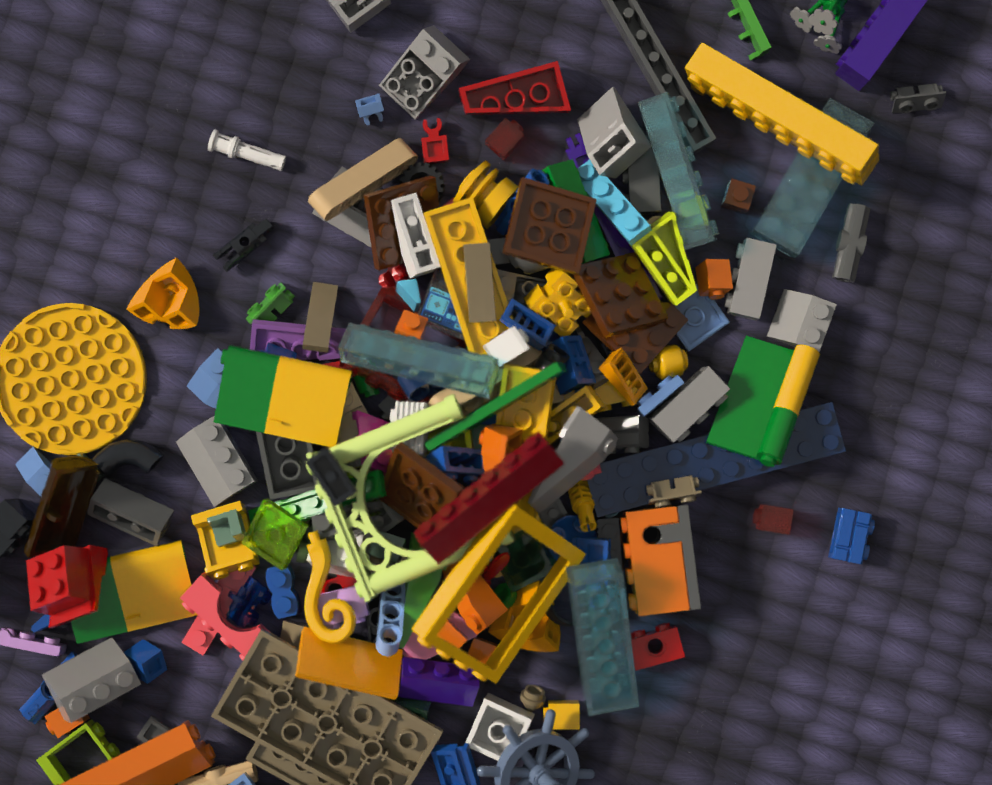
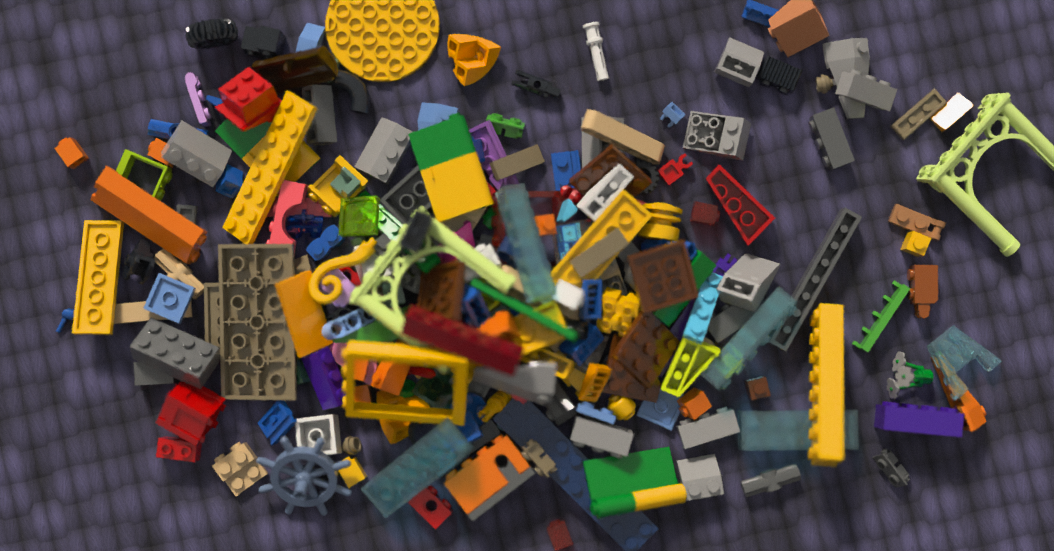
camera: 55 degrees right, 0 degrees up
(157, 604) = (269, 167): none -> yellow plate
(358, 266) = (564, 167): none -> blue plate

